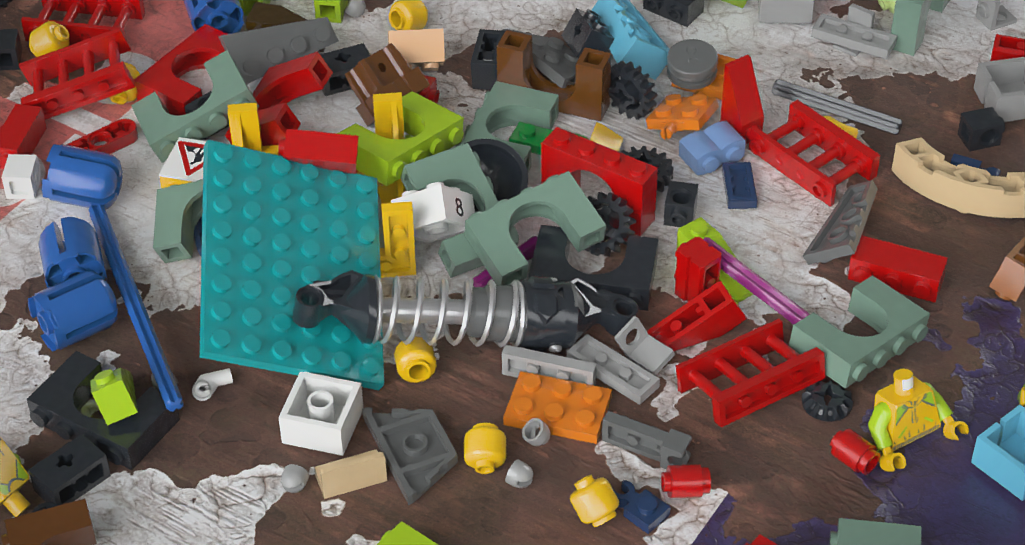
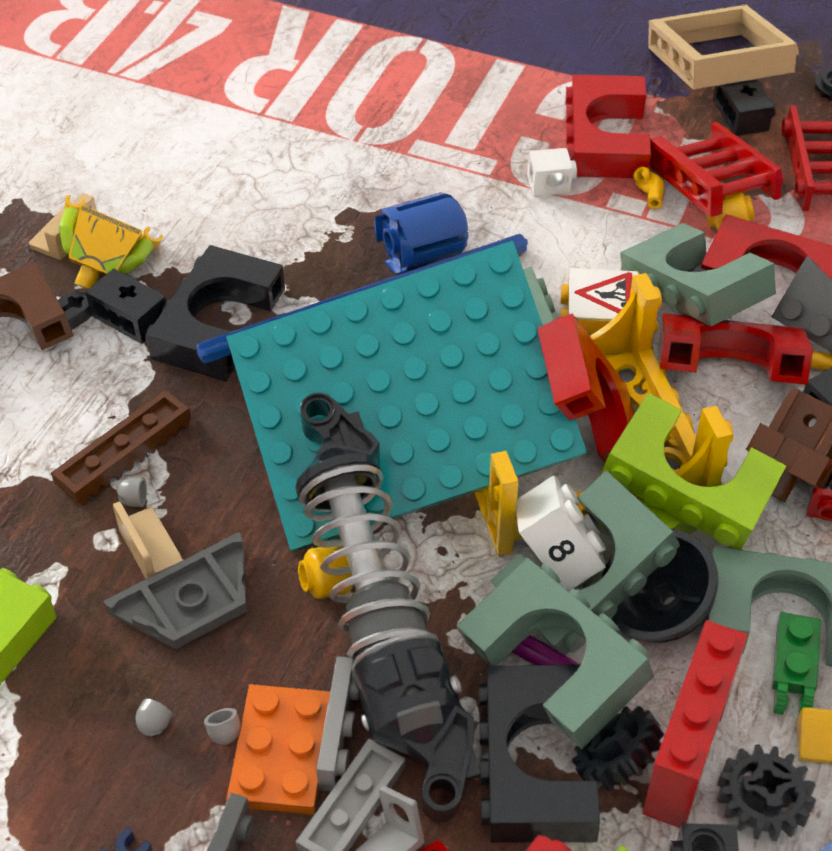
camera: 80 degrees right, 5 degrees up
(48, 38) = (773, 137): yellow head -> none
(63, 123) = (651, 185): none -> yellow arm
(74, 309) = (342, 248): blue cylinder -> none
(82, 177) = (540, 204): blue cylinder -> none
(114, 394) = (209, 301): lime slope -> none
(117, 135) = (613, 210): red beam -> none
(241, 484) = (121, 447): none -> reddish brown gear
(321, 413) = (220, 491): white brick -> none
(485, 448) = (188, 669): yellow head -> none
(594, 500) = (97, 805): yellow head -> none

